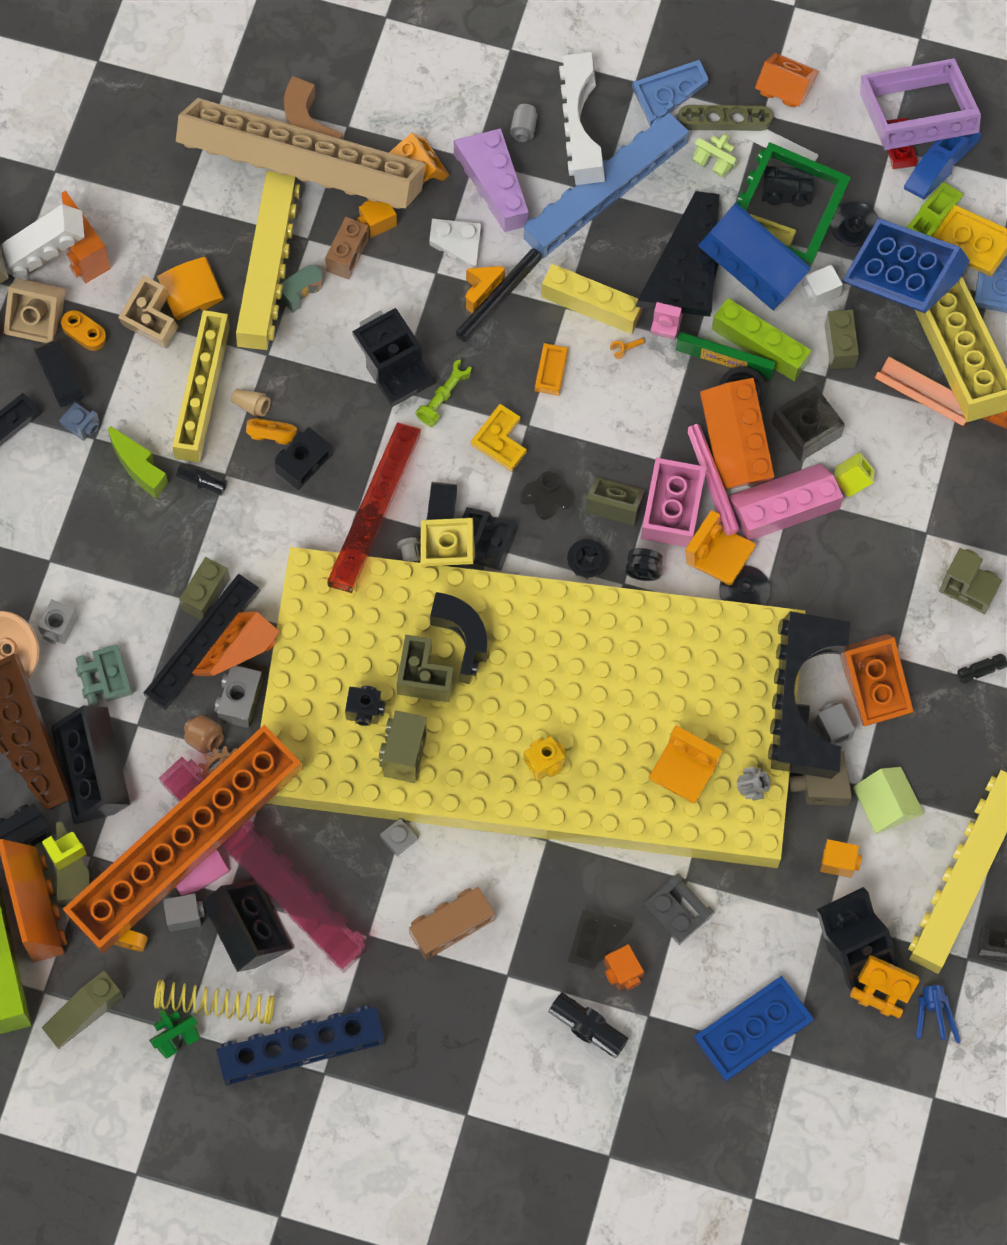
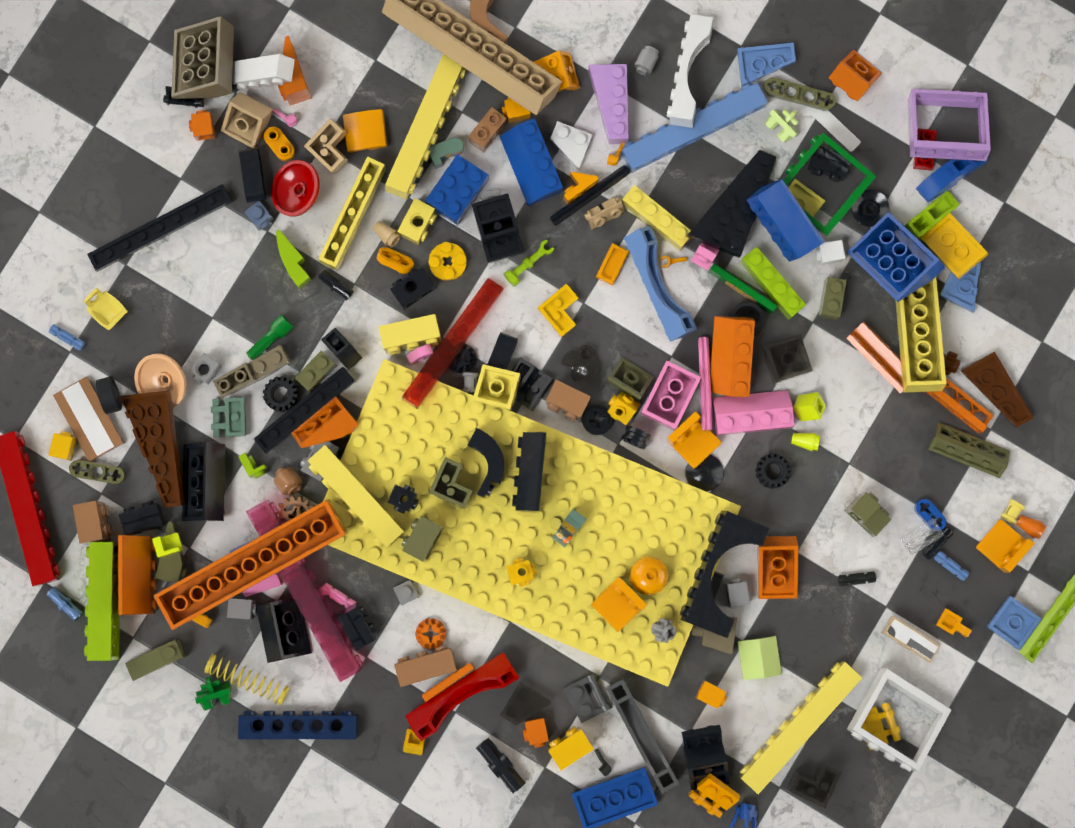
camera: 15 degrees right, 15 degrees up
(90, 299) = (290, 120): none -> bright pink hand
(119, 373) = (295, 188): none -> red dish
(120, 612) = (252, 372): none -> dark tan slope
(141, 549) = (278, 328): none -> green piece
(146, 727) = (248, 463): none -> lime bracket
(160, 615) = (272, 386): none -> black tyre
(231, 552) = (341, 348): none -> black slope
(287, 363) = (417, 210): none -> light yellow brick
(301, 720) = (355, 495): none -> light yellow brick
(311, 865) = (337, 595): none -> bright pink axle
(316, 510) = (410, 334): none -> light yellow brick
(327, 327) = (457, 189): none -> blue brick
(334, 404) = (447, 272): none -> yellow plate
(335, 532) = (419, 354): none -> bright pink beam
(345, 892) = (356, 626): none -> black brick
(394, 536) = (463, 367): none -> black gear
(414, 273) = (531, 162): none -> blue slope
(439, 891) = (424, 627): none -> orange gear
(463, 1028) = (413, 744): none -> yellow slope
(476, 982) = (492, 675): none -> red arch
(487, 934) = (448, 681): none -> orange tile
(515, 246) = (613, 159): none -> light orange hand
(522, 630) = (530, 472): none -> black slope
(529, 307) = (612, 209): none -> tan hinge
(543, 540) = (567, 400): none -> medium nougat brick
(586, 338) = (644, 251): none -> medium blue arch
(592, 687) = (569, 528): none -> sand green leg
(624, 528) = (622, 407): none -> yellow brick
(675, 973) = (569, 748): none -> yellow brick
(714, 721) = (649, 575): none -> light orange cylinder
(730, 992) = (605, 769): none -> pearl dark grey hand
(785, 956) = (642, 735): none -> dark grey arch
(832, 549) = (763, 477): none -> black tyre
(863, 516) = (806, 440): none -> neon yellow cone

